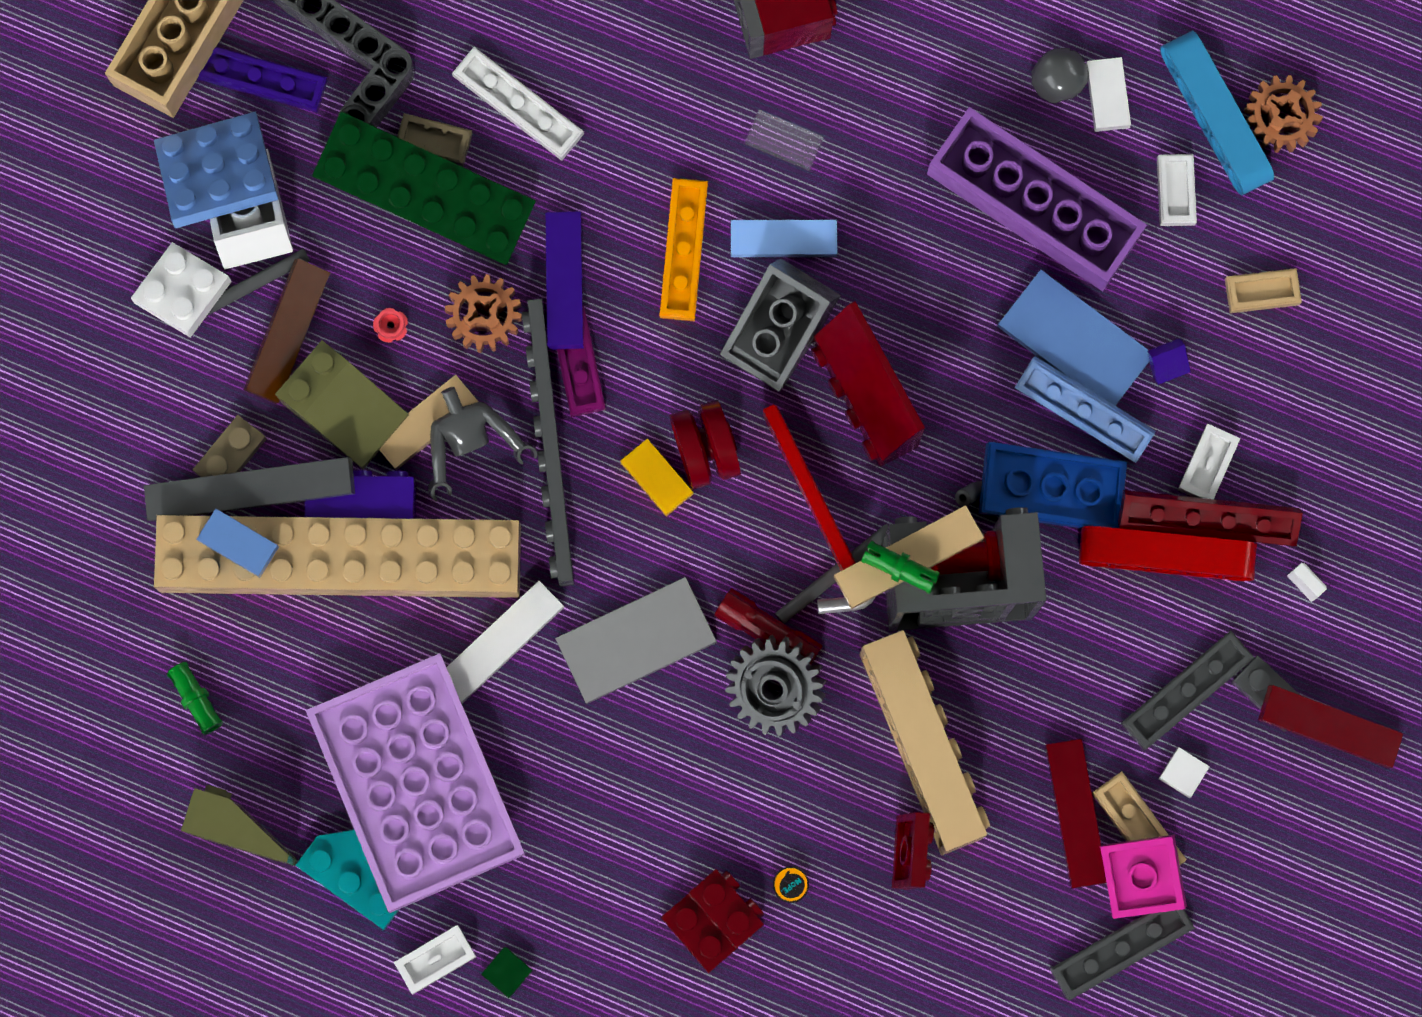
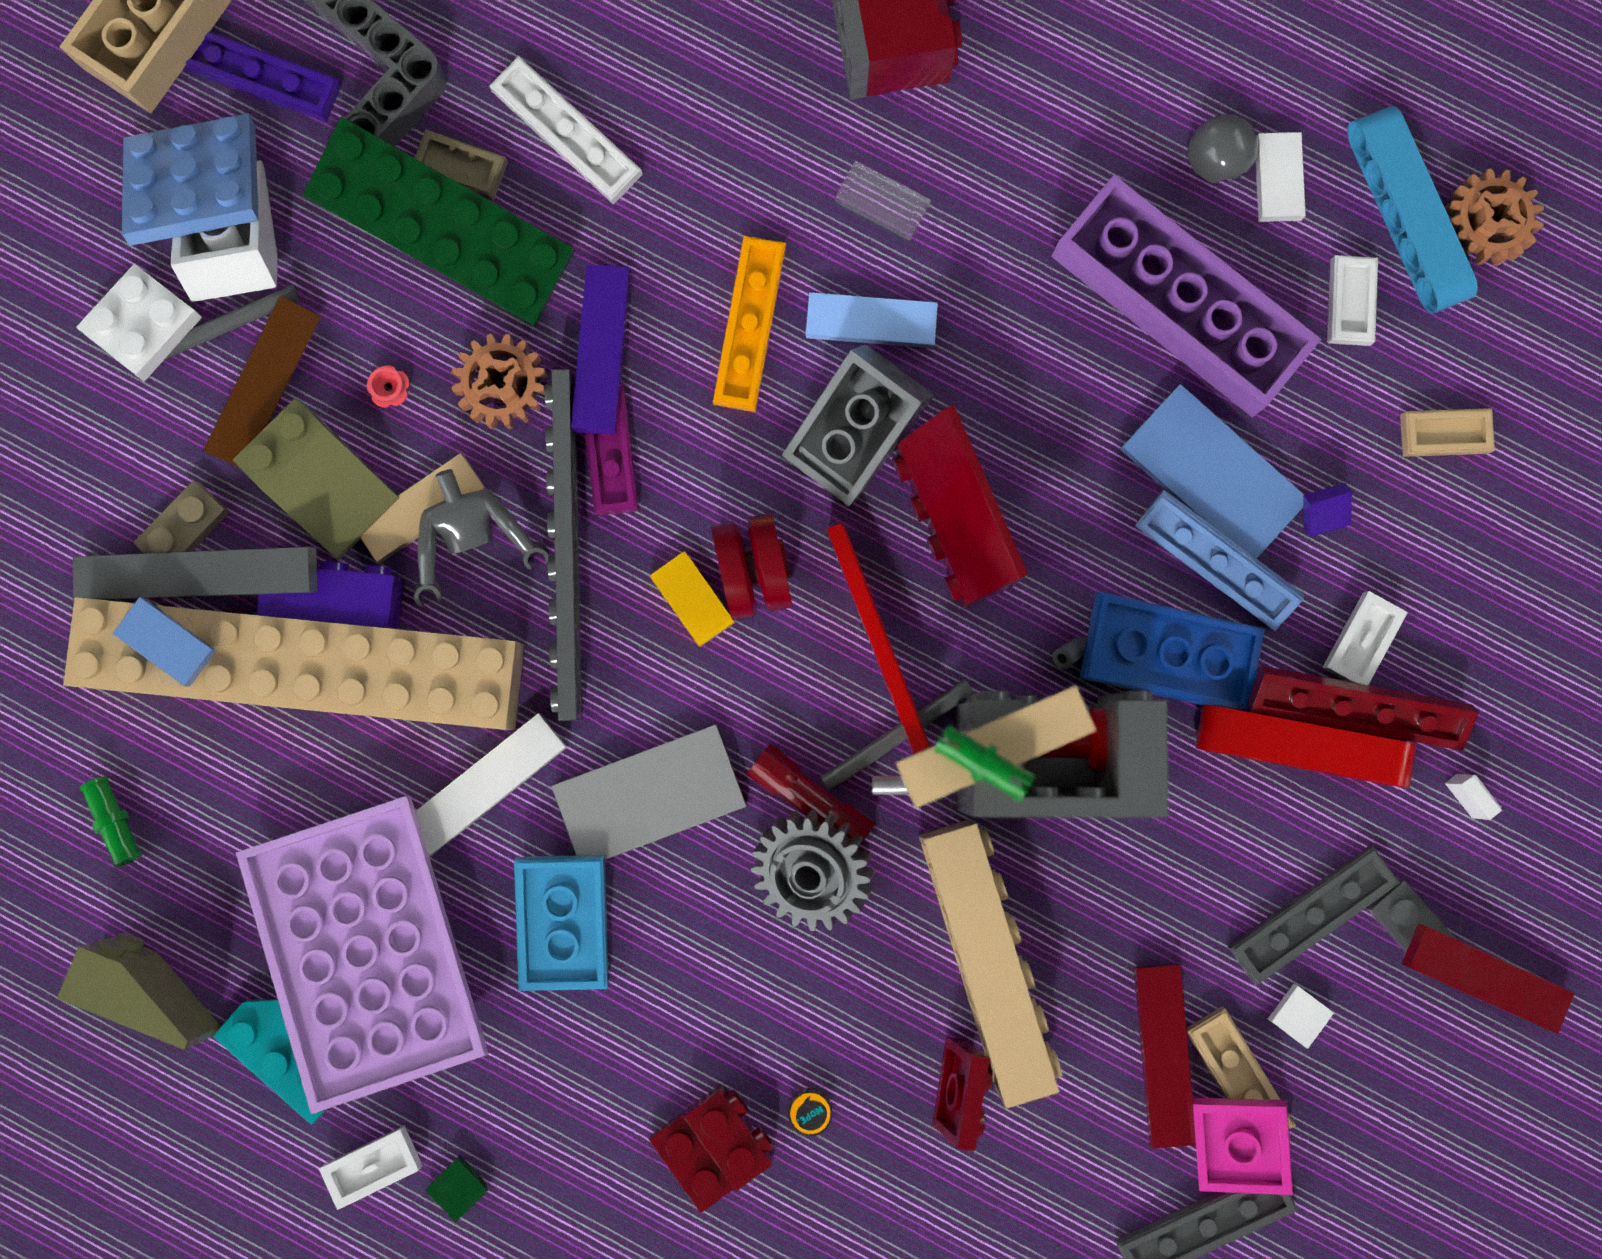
camera: 10 degrees right, 5 degrees up
(573, 748) = (561, 922): none -> dark azure tile

